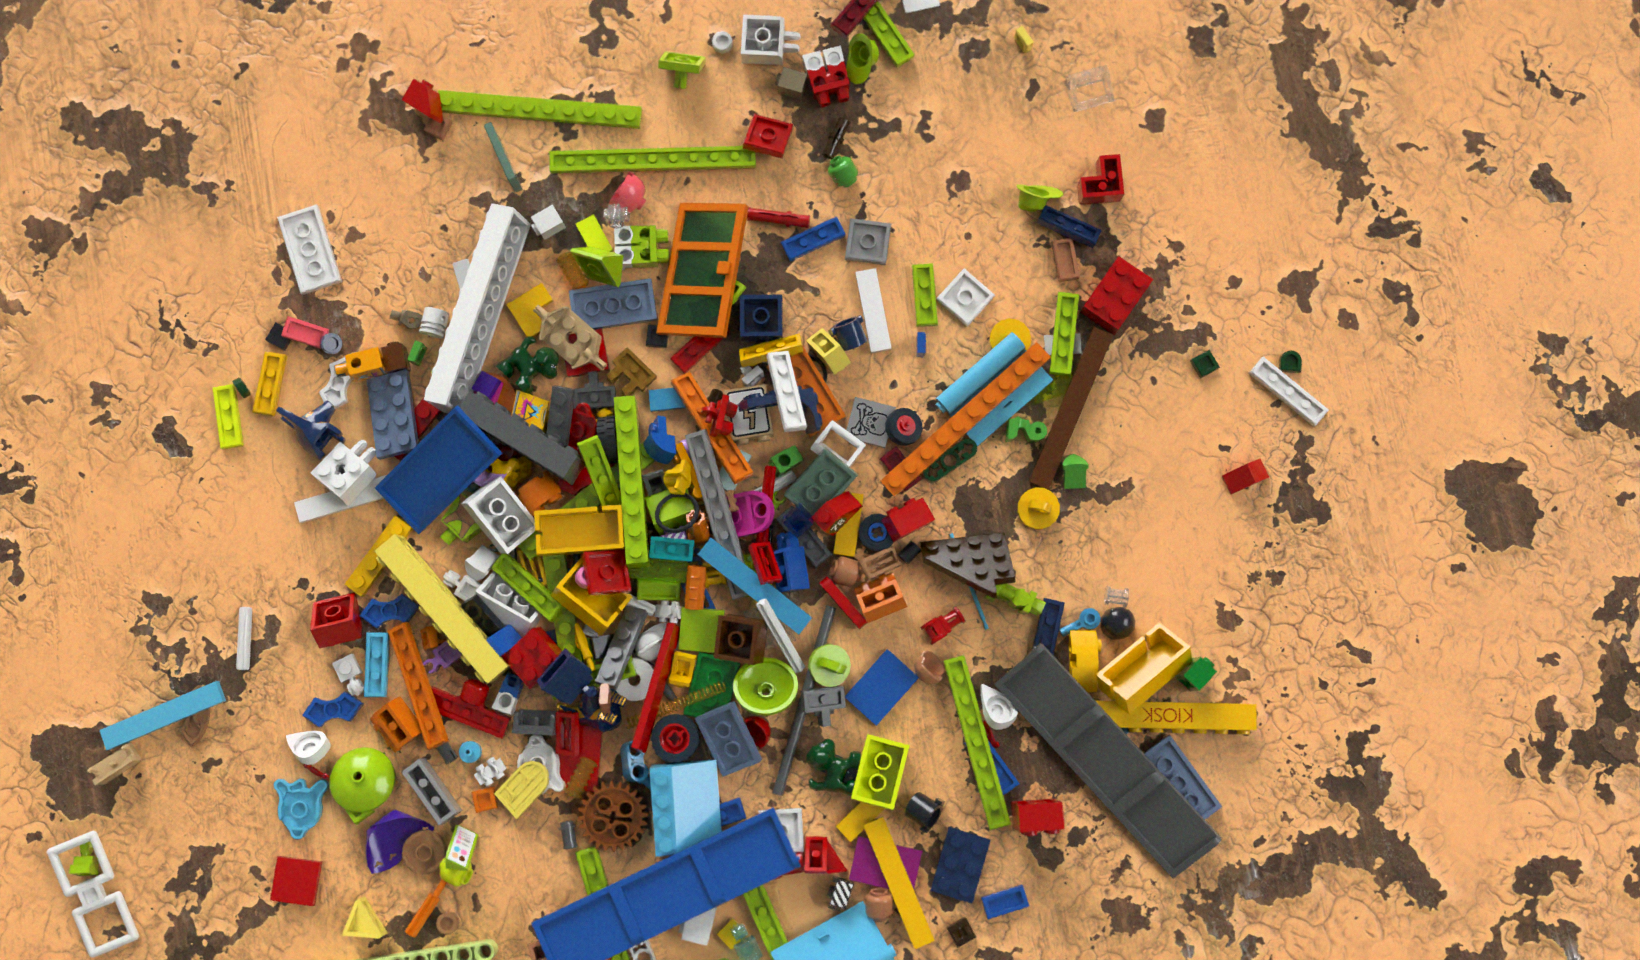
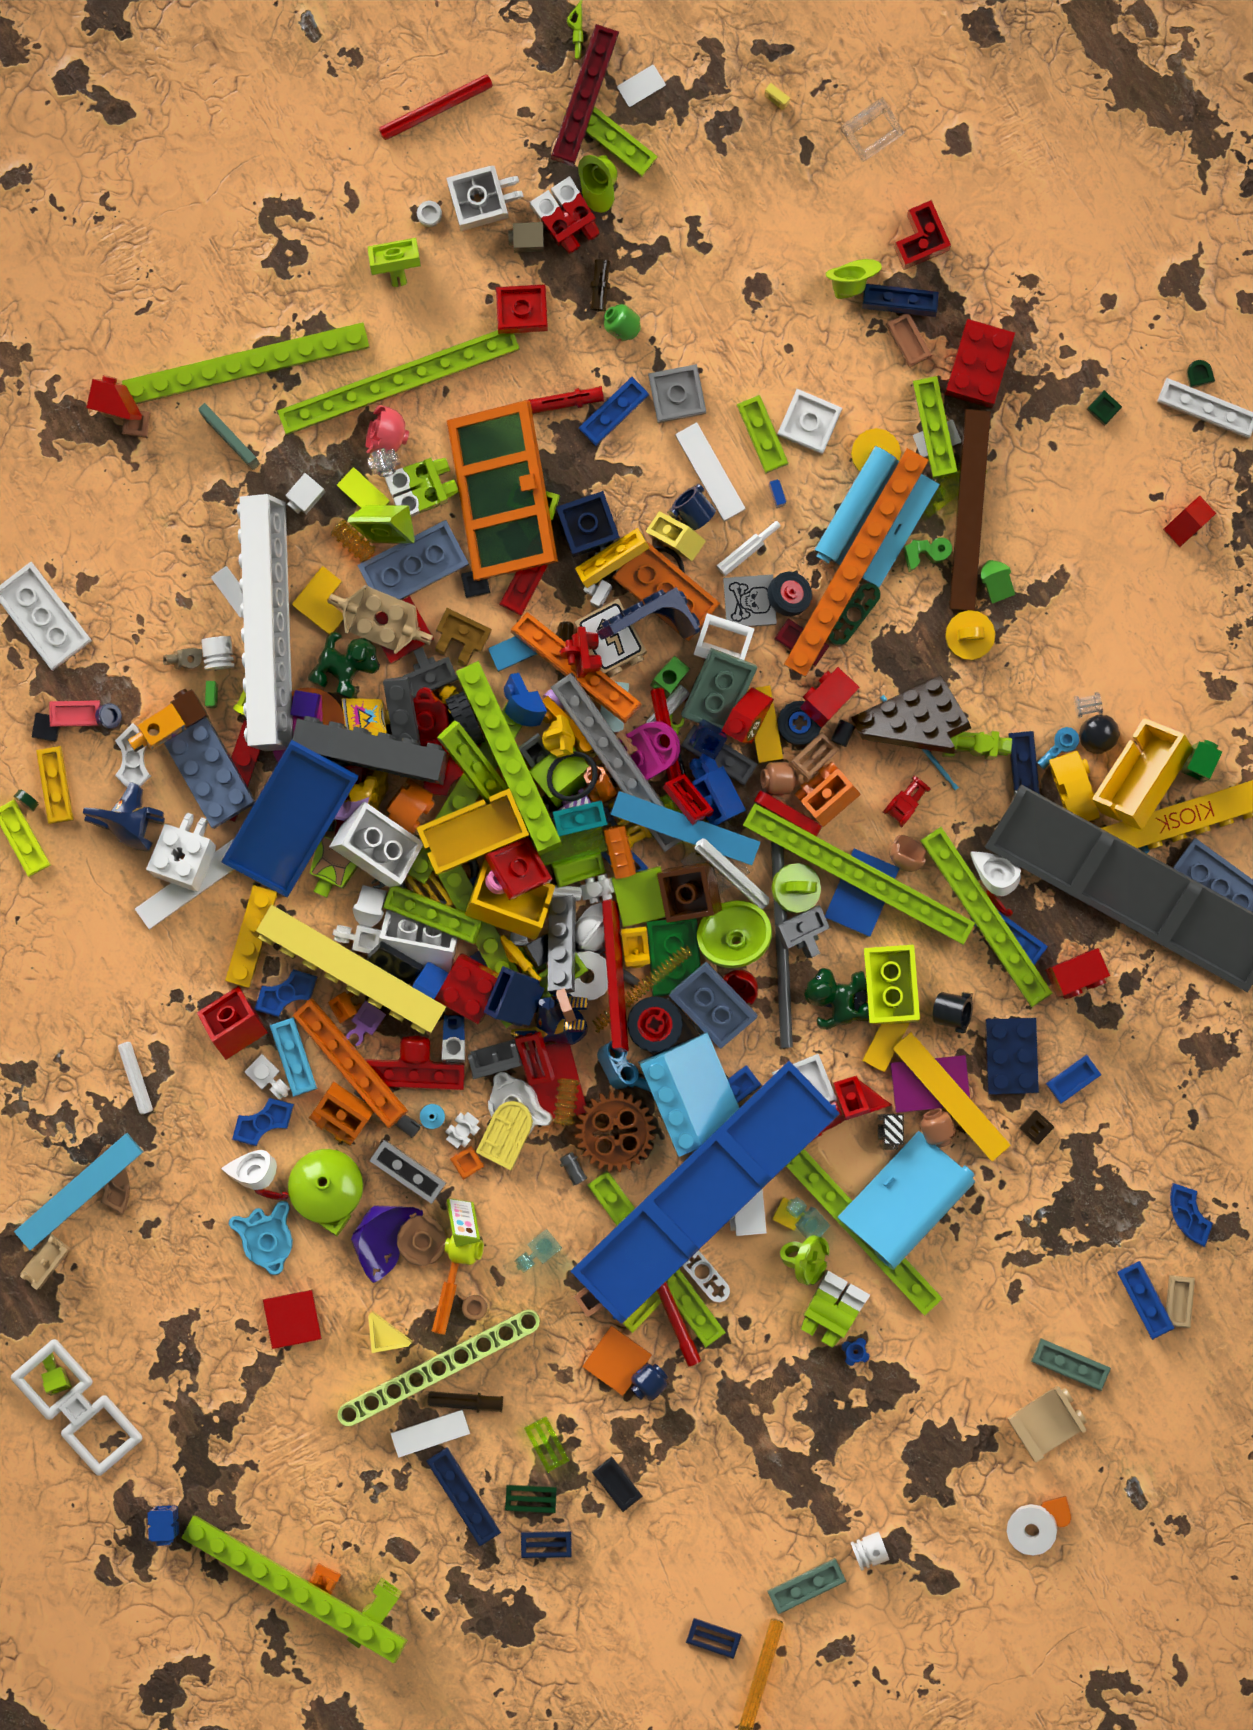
camera: 20 degrees left, 5 degrees up
(520, 892) = (542, 1247): none -> clear light blue plate
(786, 391) = (649, 601): white tile -> none
(880, 381) = (746, 550): none -> white axle
(884, 671) = (859, 874): none -> lime plate

